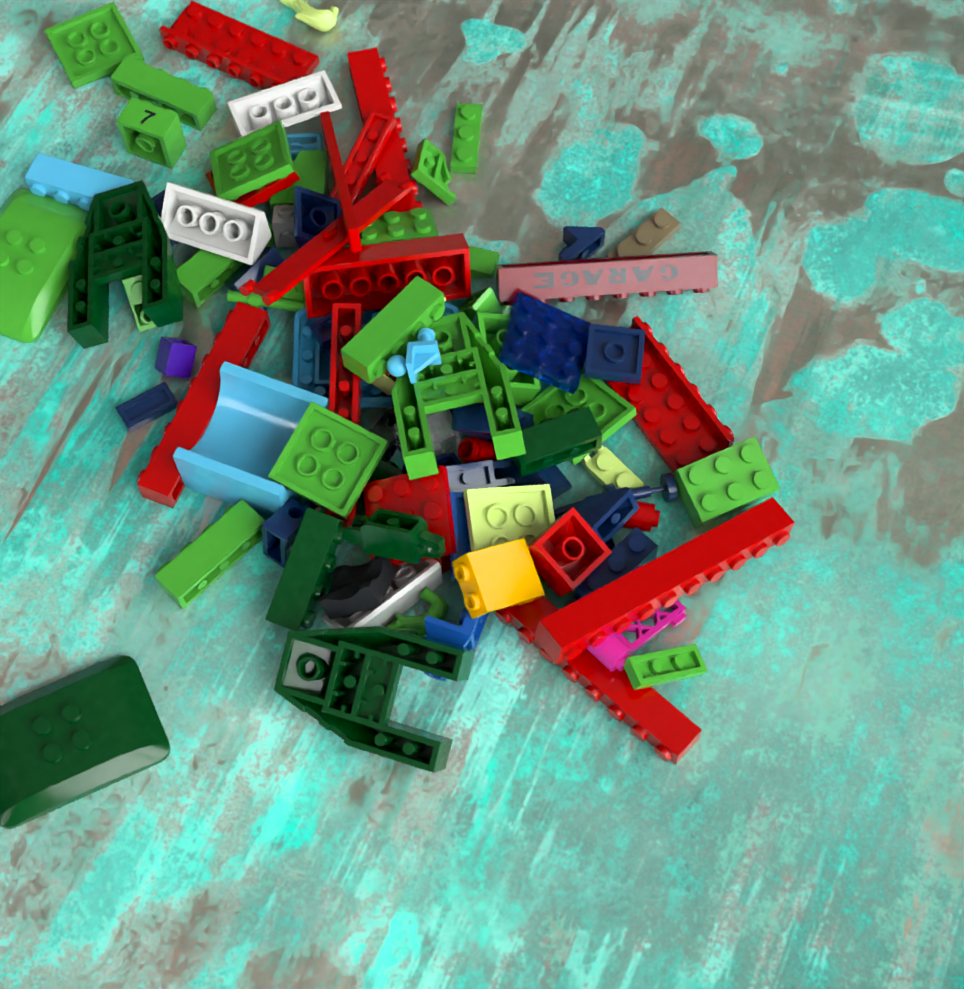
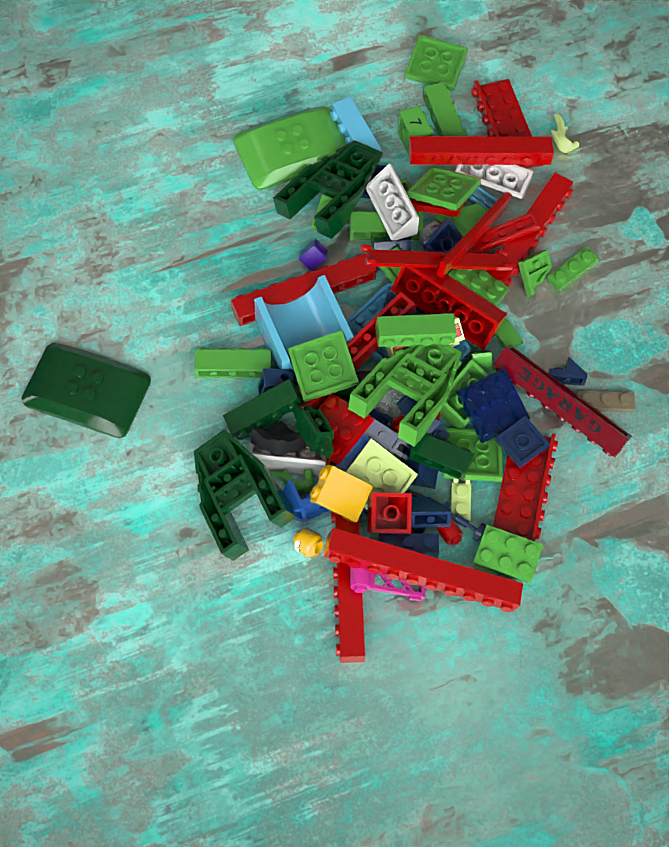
camera: 40 degrees right, 0 degrees up
(147, 407) = (276, 267): dark blue tile -> none
(246, 93) = (480, 150): none -> red brick
(418, 356) = (410, 352): medium azure piece -> none
(506, 669) = (308, 542): none -> yellow head
(664, 666) = (380, 611): bright green plate -> none

